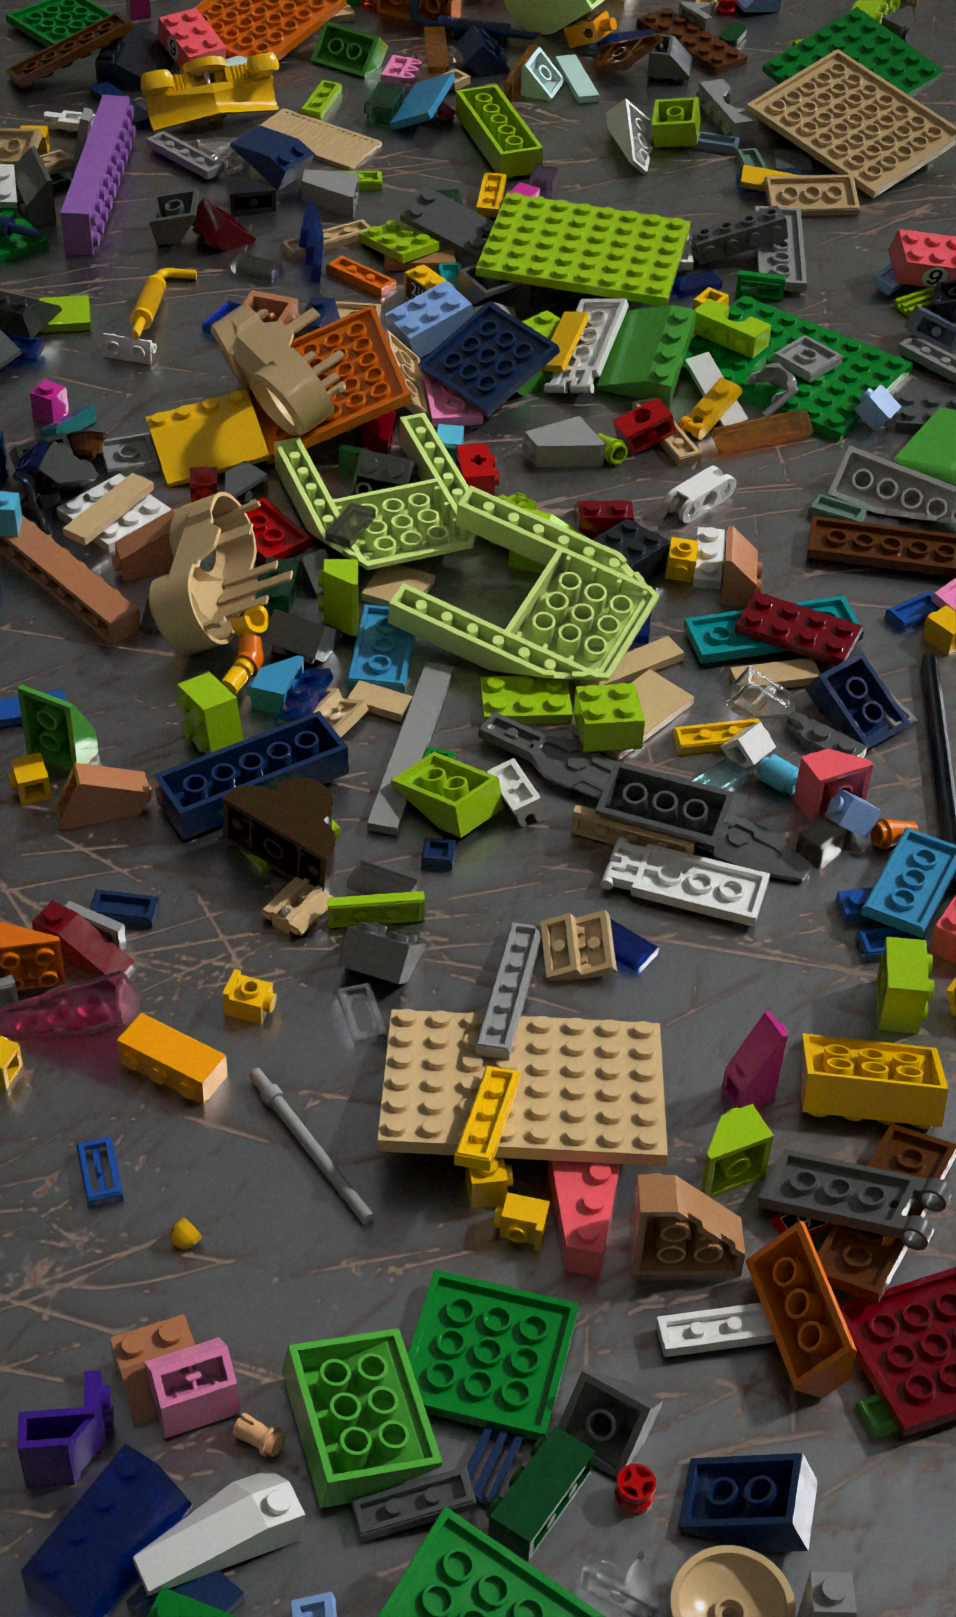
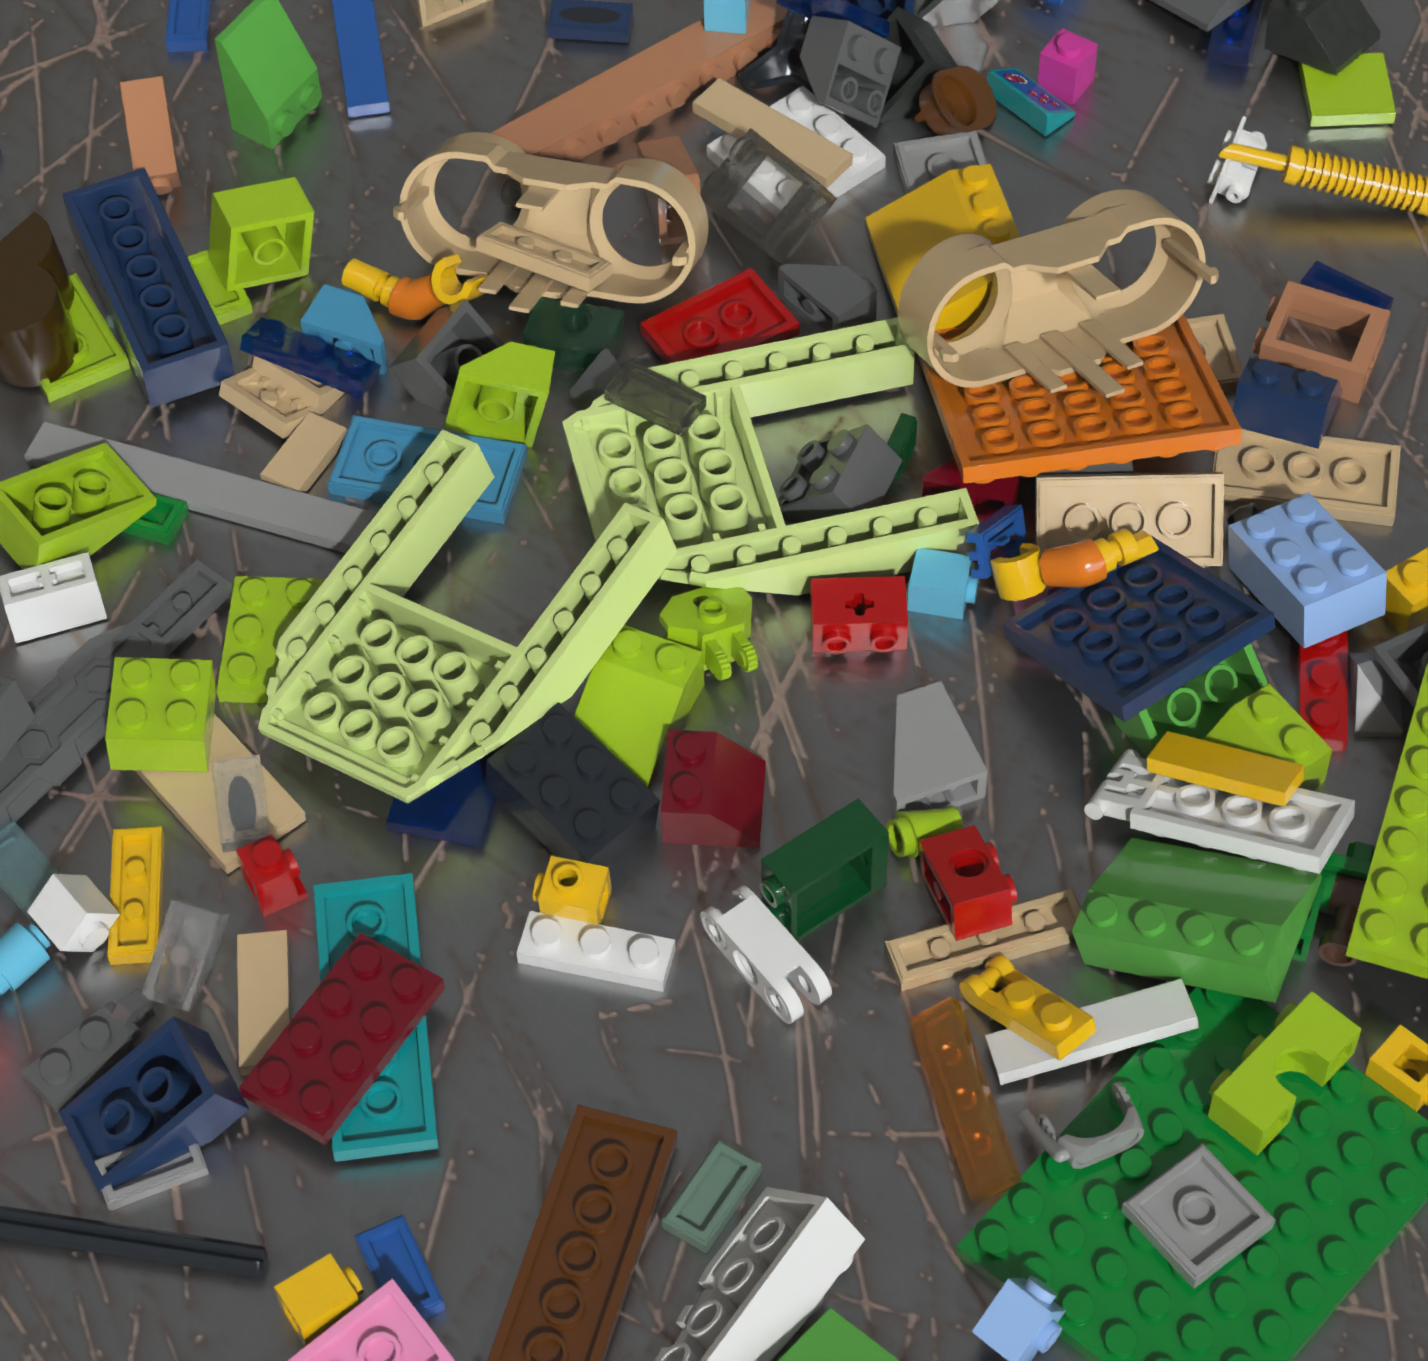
camera: 100 degrees right, 10 degrees up
(29, 779) = (202, 72): yellow brick -> none
(178, 483) = (794, 220): none -> clear smoke window
(203, 482) = (826, 241): clear red brick -> none
(225, 588) = (544, 256): none -> tan tile
(390, 578) = (553, 498): tan tile -> none
(435, 412) = (996, 532): none -> blue tile
(451, 379) = (1067, 565): none -> piece
(636, 449) = (825, 869): none -> dark green window
(637, 661) = (334, 812): tan tile -> none
(659, 688) = (240, 801): none -> clear tile
(699, 667) = (271, 875): none -> red brick
(739, 570) = (516, 967): nougat slope -> none

